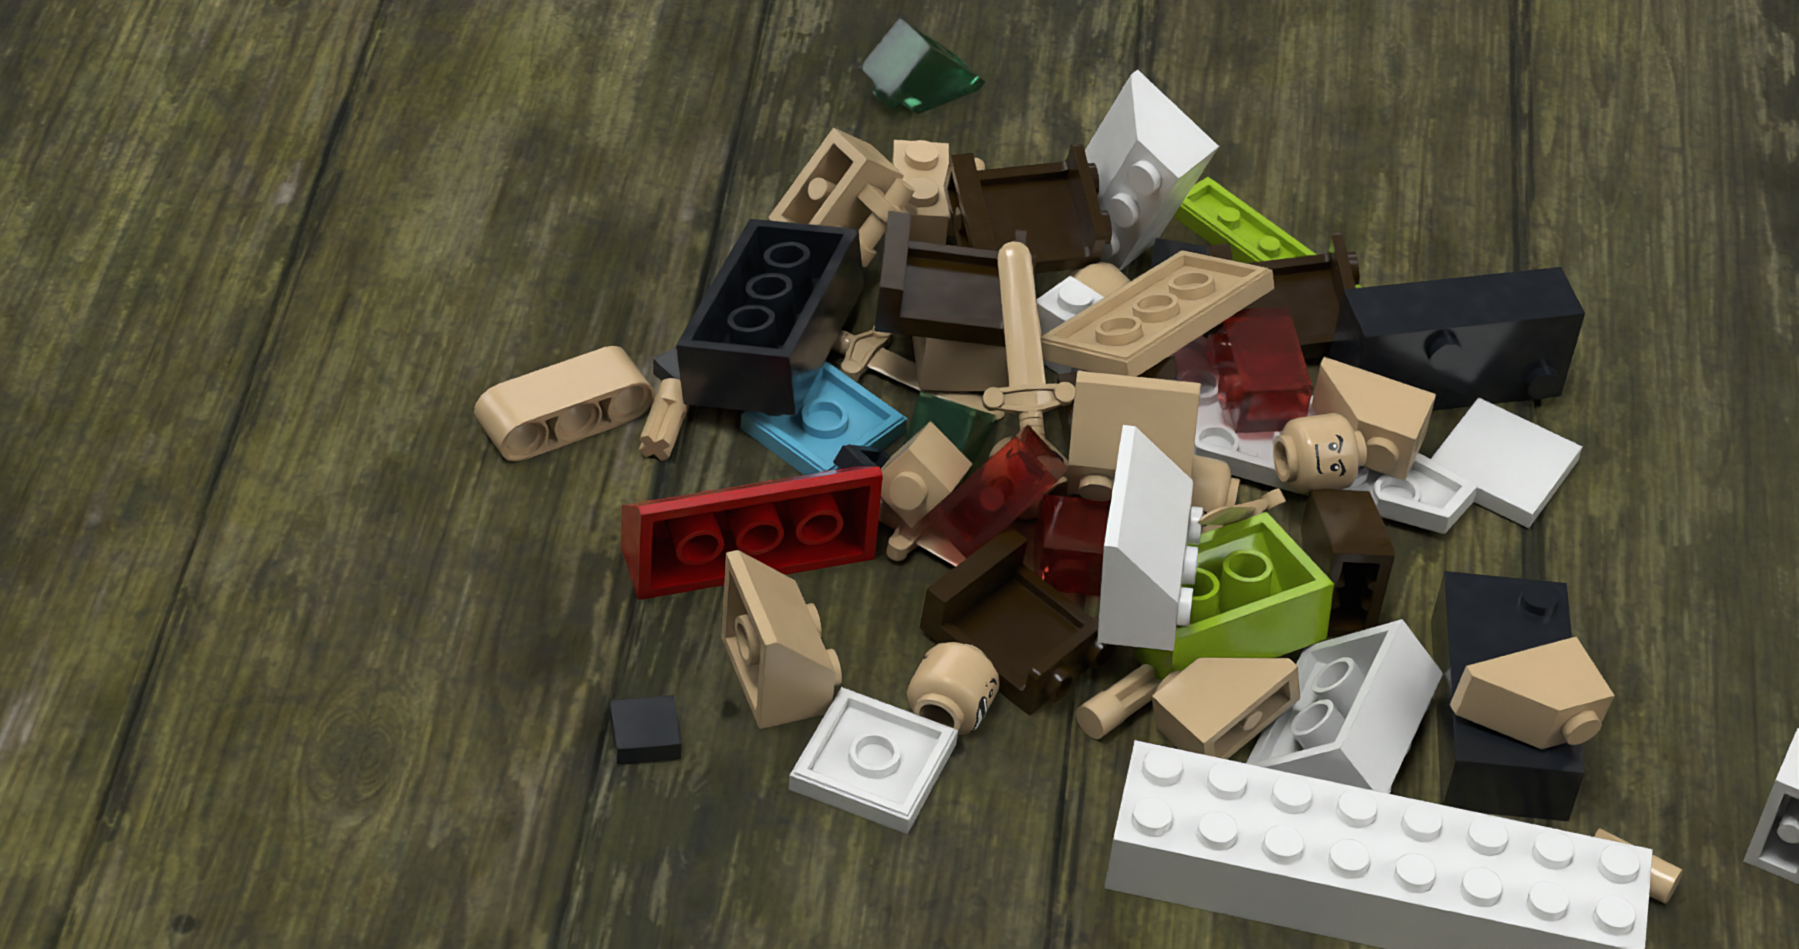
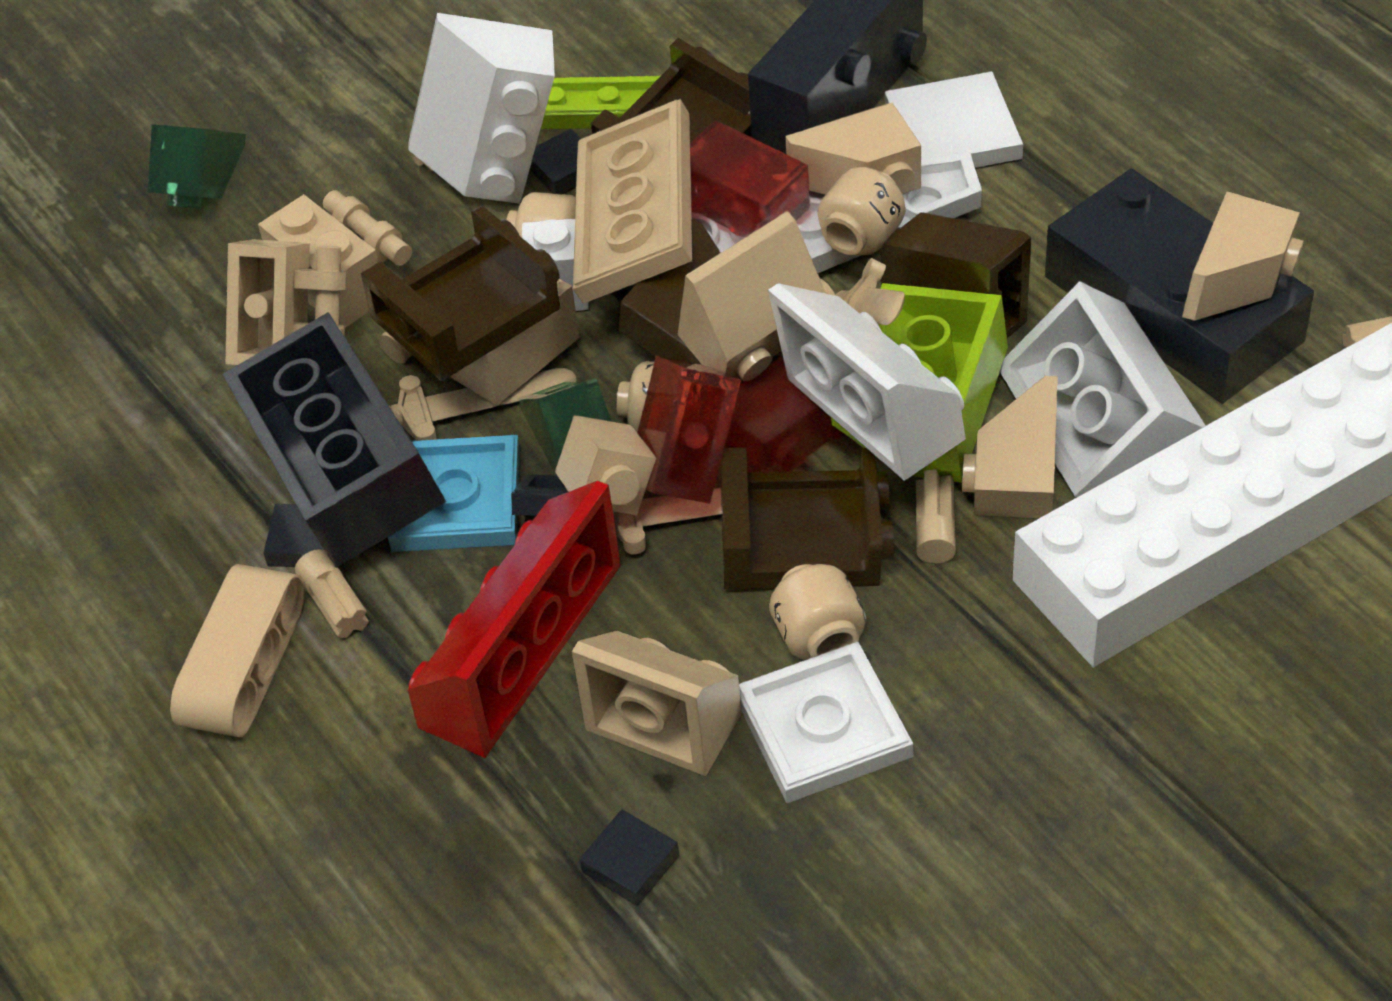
camera: 35 degrees left, 5 degrees up
(1027, 390) = (622, 334): tan sword -> none
(1048, 200) = (429, 194): dark brown panel -> none

